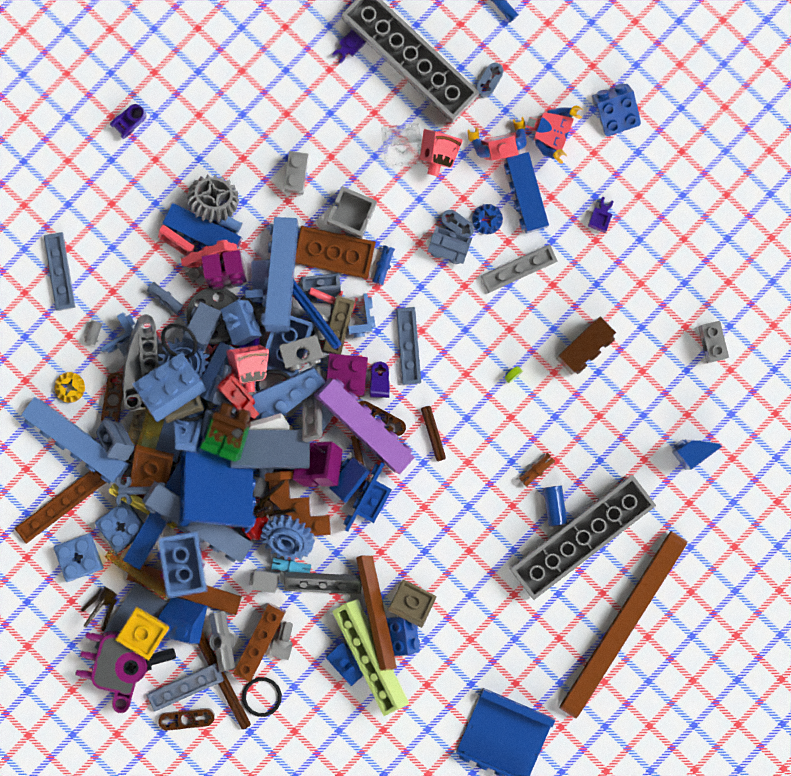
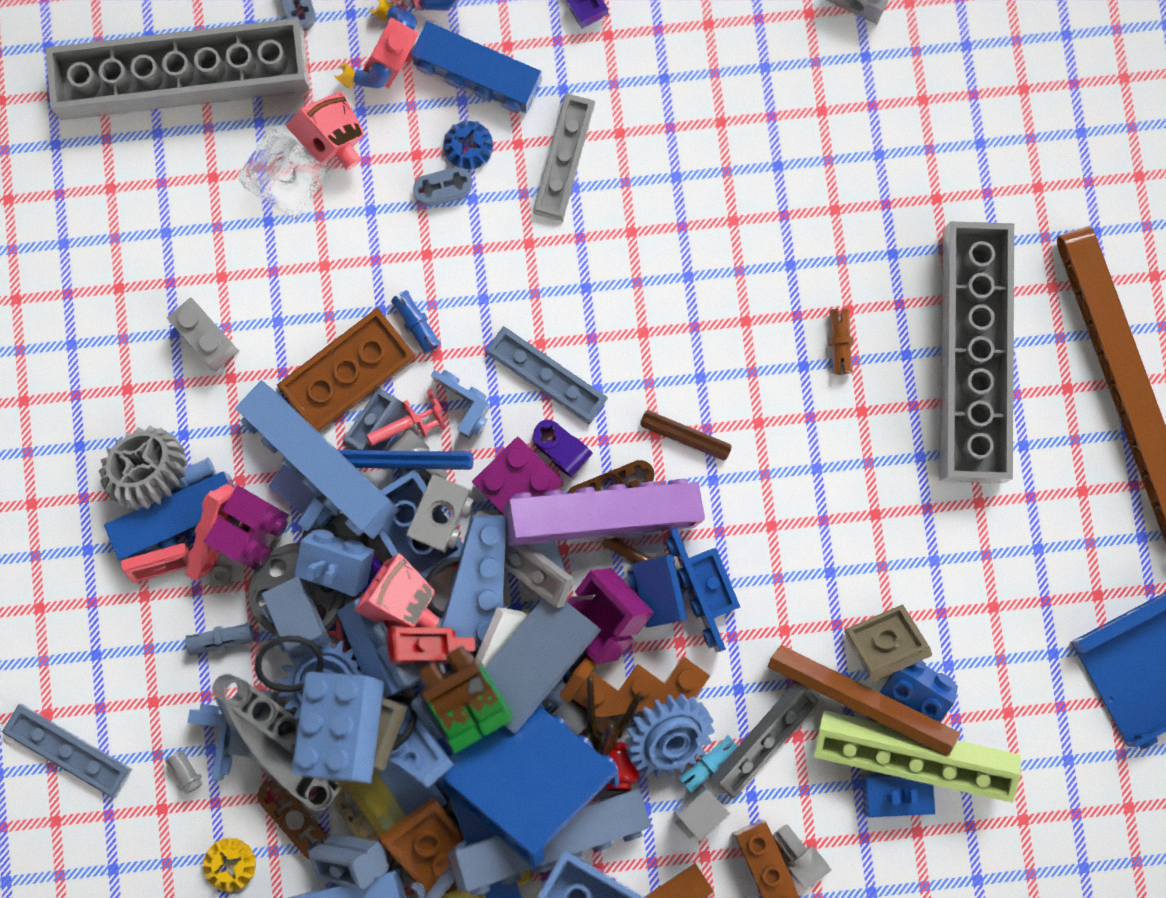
camera: 50 degrees left, 5 degrees down
(340, 321) = (441, 434): dark tan tile -> none
(350, 44) = (101, 135): dark purple plate -> none
(352, 212) = (315, 303): light grey piece -> none
(449, 245) = (461, 217): sand blue brick -> none
(513, 374) = (693, 271): lime tile -> none
(555, 505) = (907, 355): blue pin -> none
(586, 346) = (735, 147): reddish brown brick -> none
(693, 452) = (982, 125): blue slope -> none

